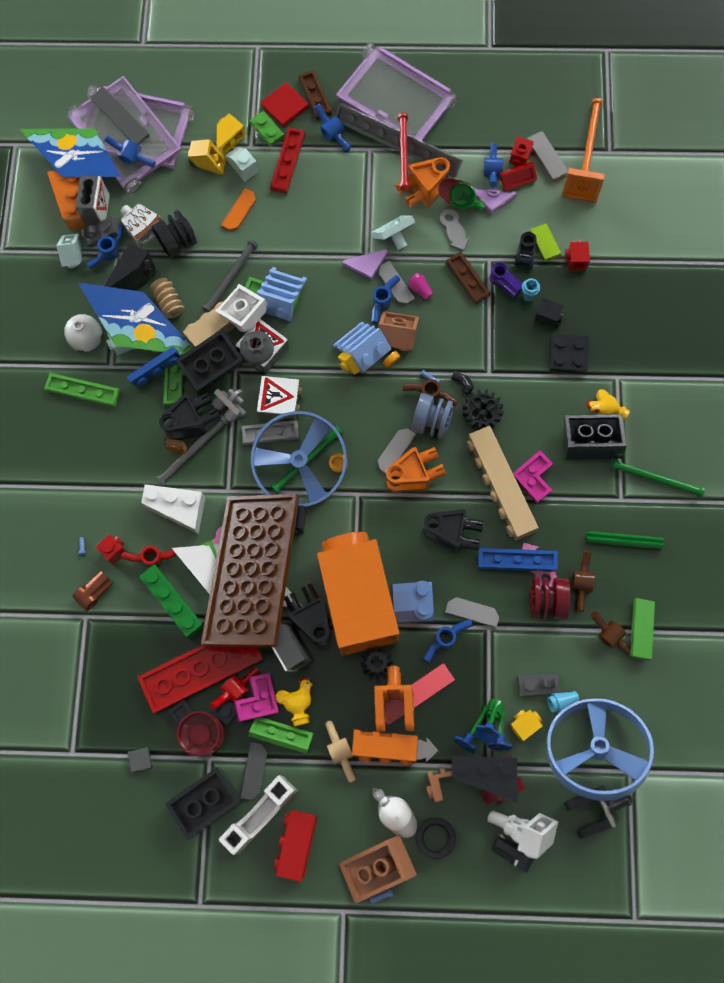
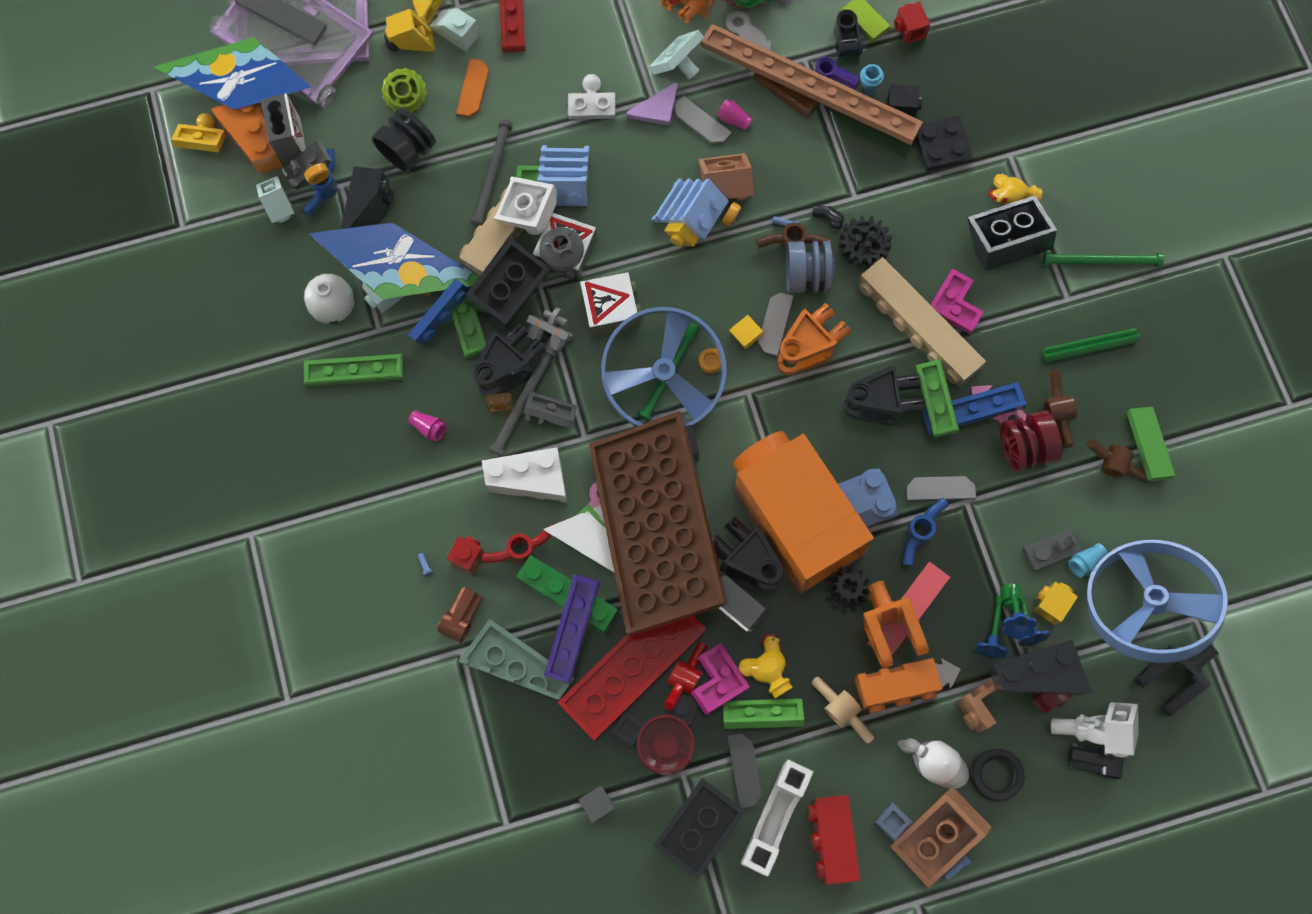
camera: 20 degrees left, 0 degrees up
(33, 189) = (199, 137): none -> yellow plate
(103, 240) = (316, 174): none -> light orange tile
(117, 635) = (510, 659): none -> sand green wing
(119, 447) = (427, 425): none -> dark pink cone
(129, 152) = (309, 54): blue piece -> none
(138, 223) = (352, 140): torso -> none
(164, 627) = (572, 628): none -> dark purple tile
(167, 298) = (422, 223): tan piece -> none
(189, 197) = (404, 90): none -> lime piece
(208, 462) = (550, 410): none -> dark grey plate
(276, 433) = (623, 346): light grey tile -> none
(320, 247) = (591, 104): none -> white plate
(347, 846) = (892, 822): none -> sand blue tile
(371, 450) = (746, 332): none -> yellow tile
(382, 304) = (693, 152): blue piece -> none
(485, 280) = (811, 84): none -> nougat plate
(492, 544) = (937, 398): none -> bright green tile

